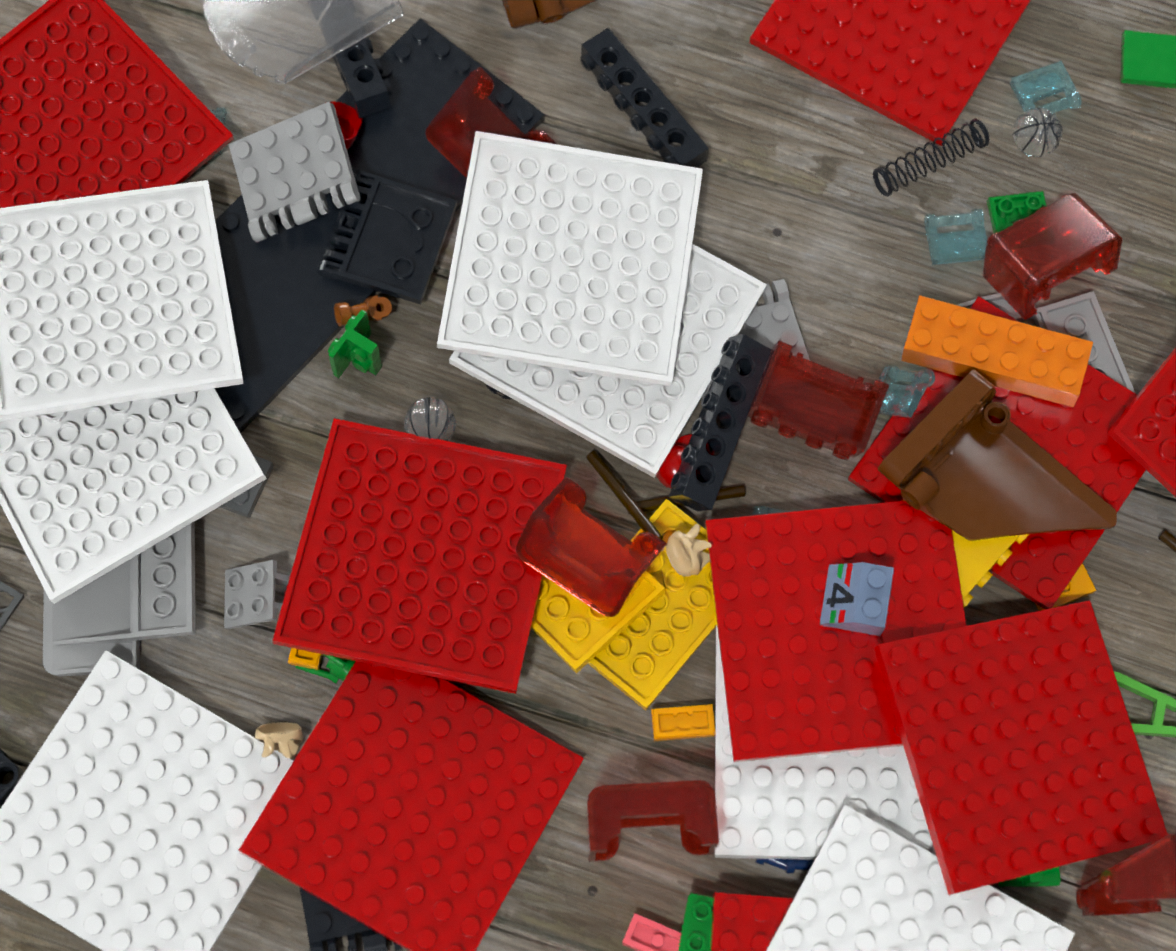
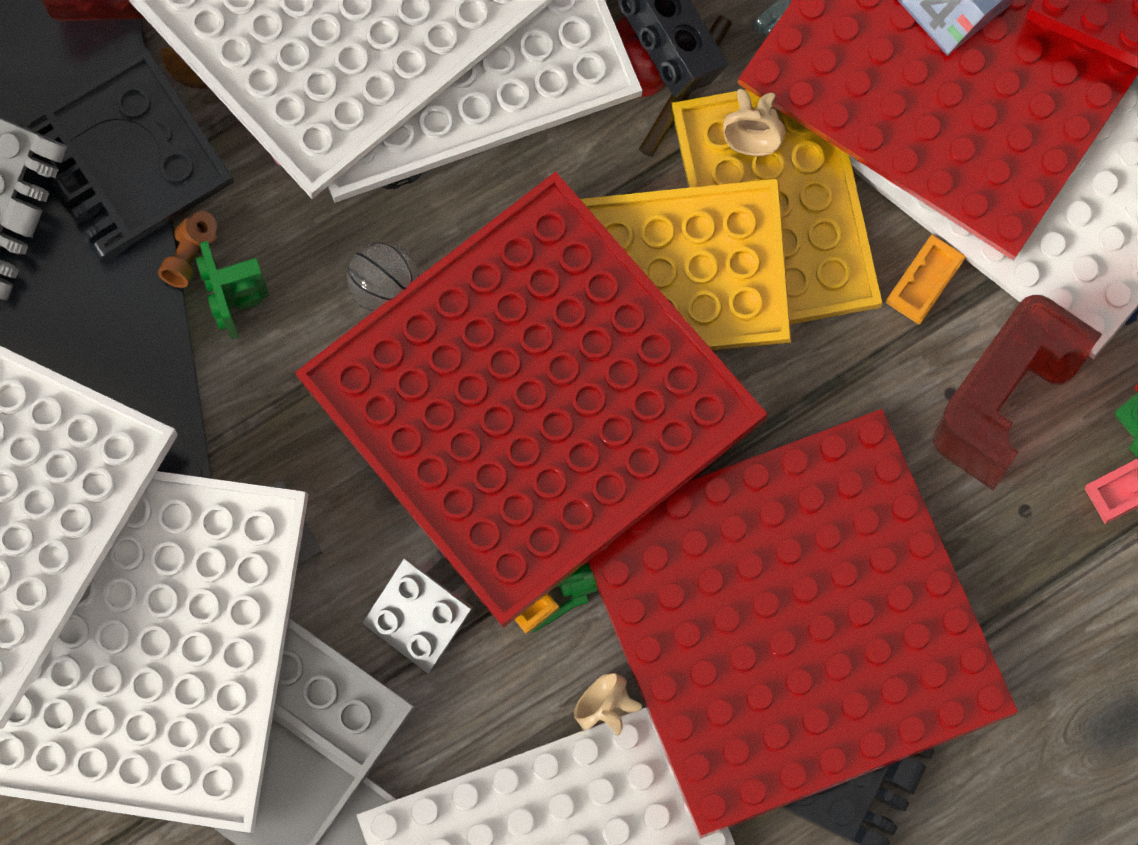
camera: 45 degrees left, 5 degrees up
(584, 552) = (679, 225): clear red windscreen -> none
(622, 494) = (634, 144): dark brown bar -> none

